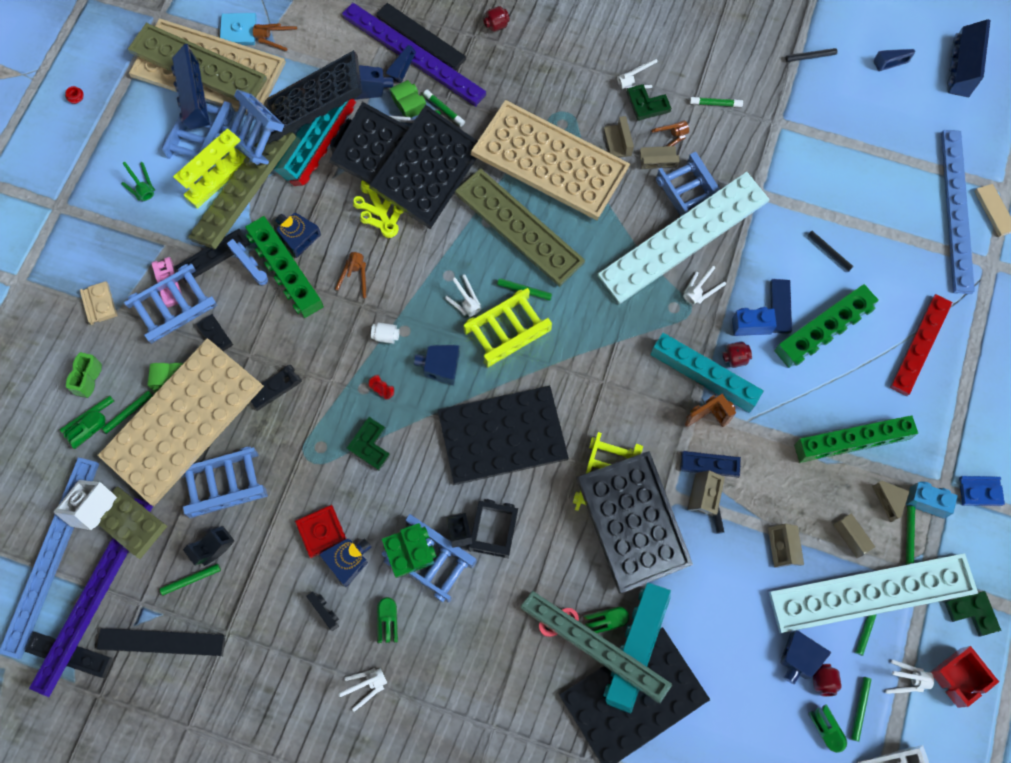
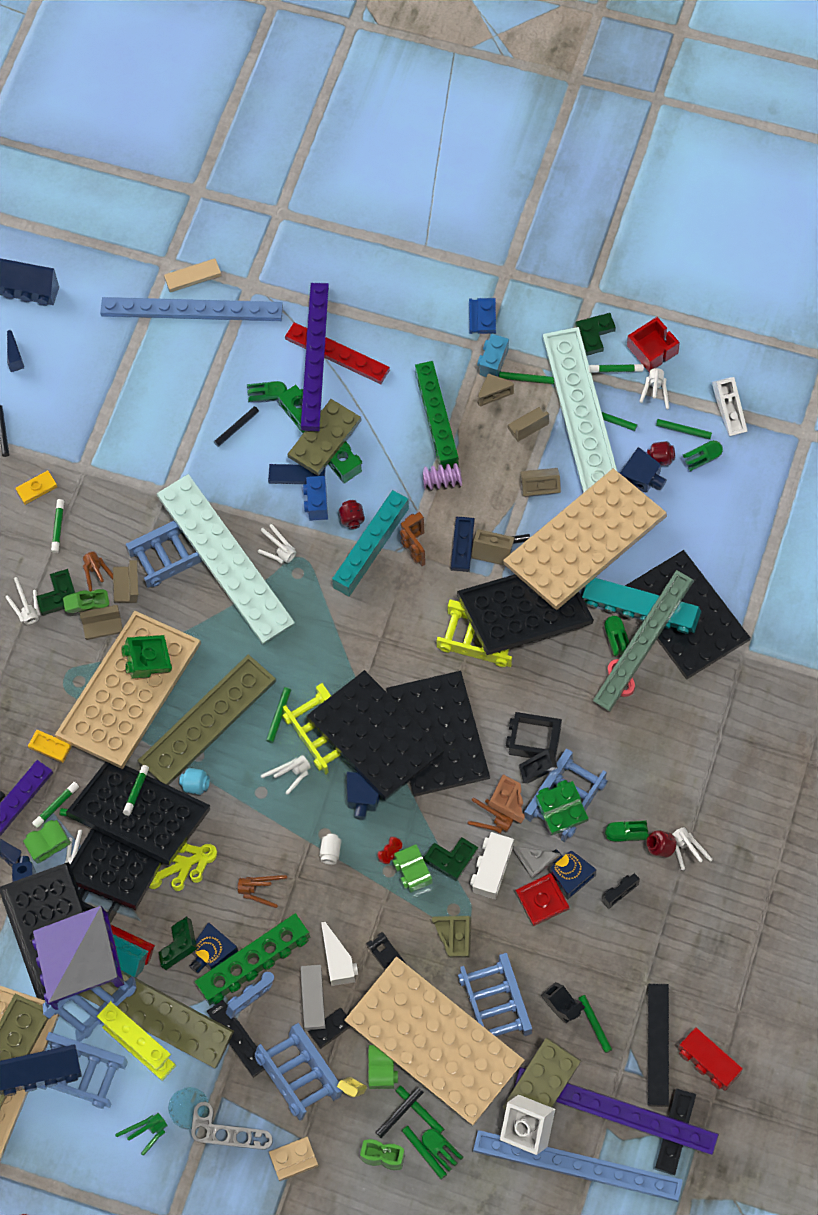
camera: 85 degrees left, 5 degrees down
(122, 245) = (231, 1140): none -> light grey beam
(124, 391) = (399, 1112): none -> black bar
(135, 694) = (709, 1059): none -> red brick
(148, 347) = (352, 1087): none -> light yellow plate
(156, 218) = (182, 1106): none -> clear light blue tile
(166, 294) = (264, 1085): bright pink plate -> none
(241, 316) = (313, 997): none -> light grey slope
(277, 108) = (77, 955): none -> panel
(277, 339) = (338, 959): none -> white slope
(292, 446) = (455, 934): none -> olive wing
(300, 207) = (183, 944): none -> dark green plate
(359, 483) = (492, 865): none -> white brick
(360, 407) = (412, 868): none -> bright green brick
(362, 524) = (535, 860): none -> light grey tile
(368, 655) = (661, 844): none -> dark red head
(405, 494) = (502, 821): none -> dark orange plant
(427, 499) = (508, 799): none -> nougat wing
(447, 163) = (136, 790): none -> green bar
(458, 216) = (194, 781): none -> medium azure head
(495, 371) = (374, 735): none -> black plate
(497, 98) = (49, 746): none -> yellow plate
(579, 168) = (146, 656): none -> green plate
(634, 115) = (86, 600): none -> bright green brick
(717, 589) = (584, 538): none -> tan plate
(754, 83) = (36, 487): none -> yellow plate
(783, 443) = (442, 476): none -> lavender piece
(820, 326) = (318, 447): none -> olive plate
(871, 278) = (265, 391): none -> green arm
(912, 317) = (314, 357): none -> dark purple plate
(930, 634) = (616, 368): none -> green bar

